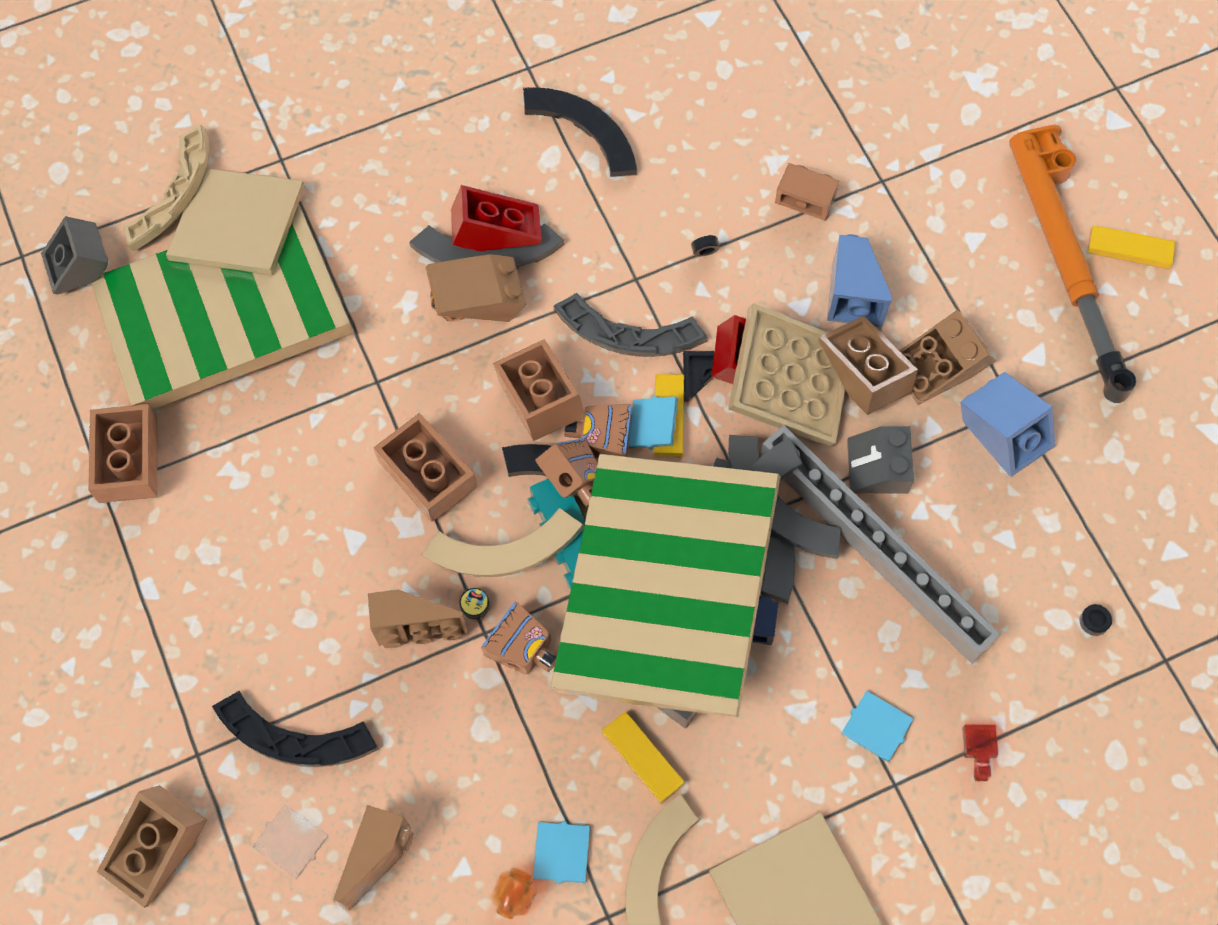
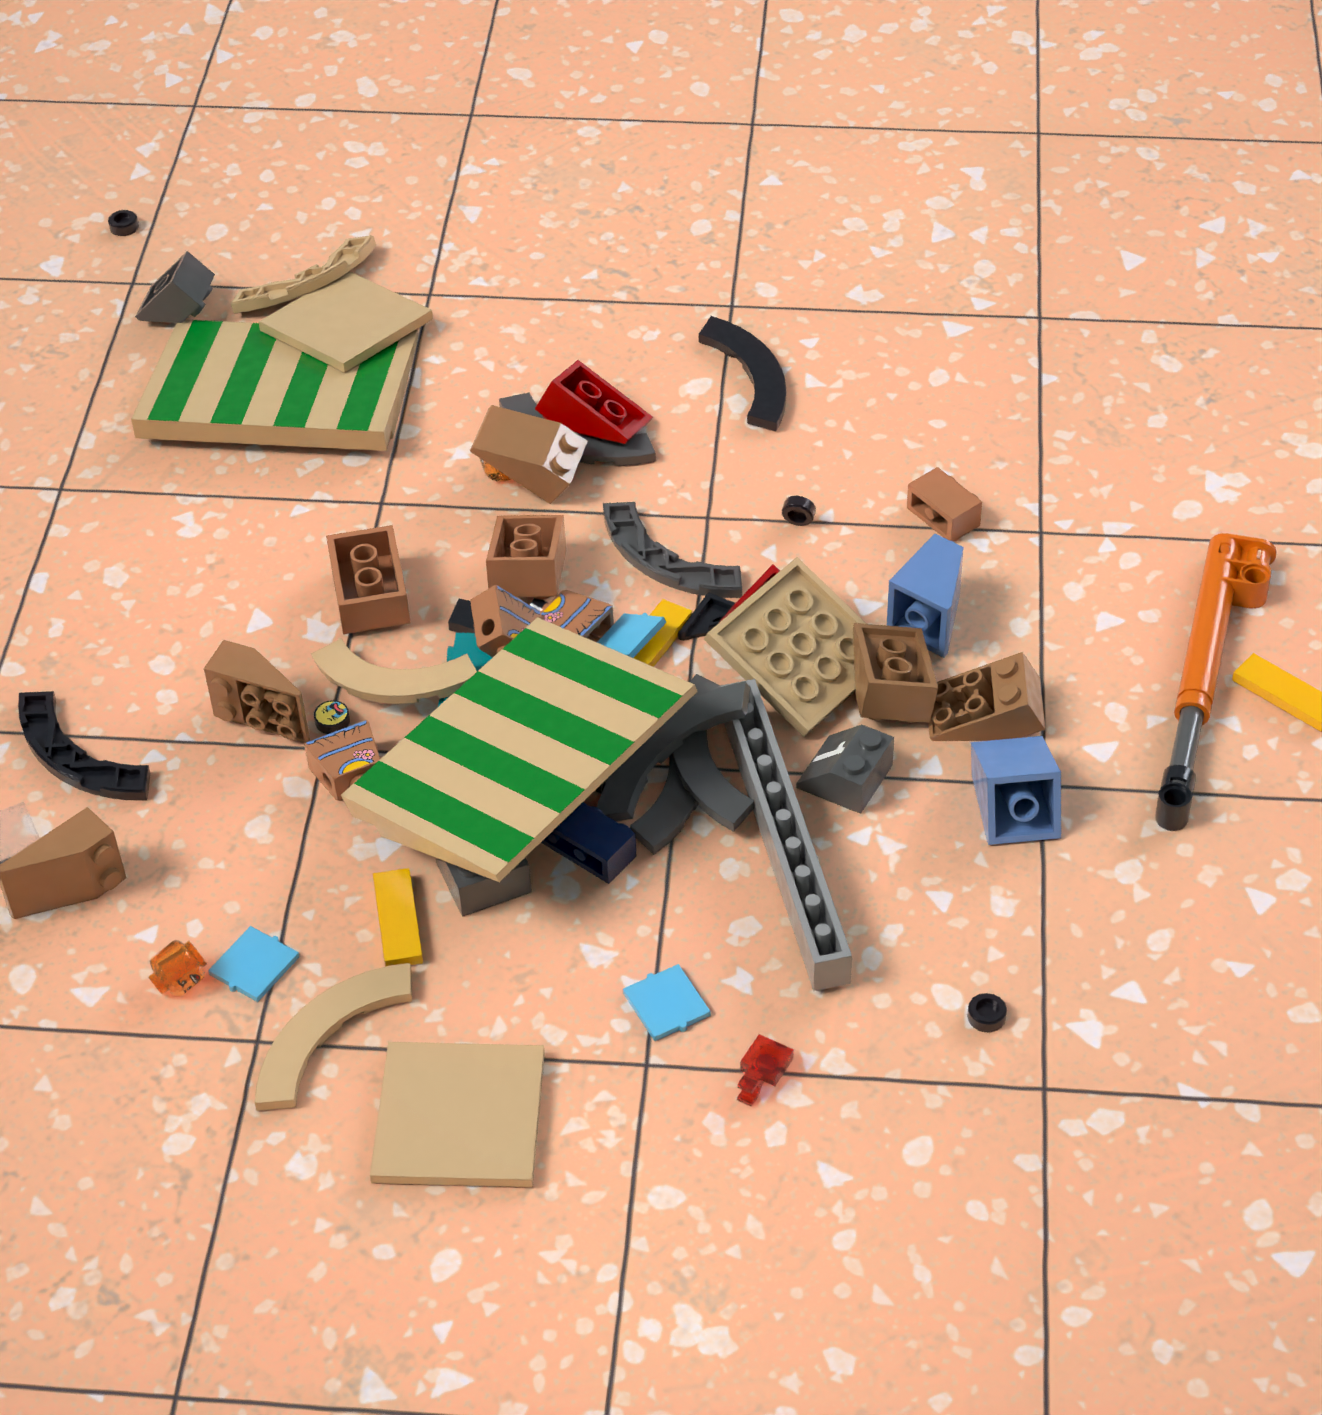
camera: 30 degrees right, 20 degrees down
(123, 453) = (96, 458): nougat brick -> none

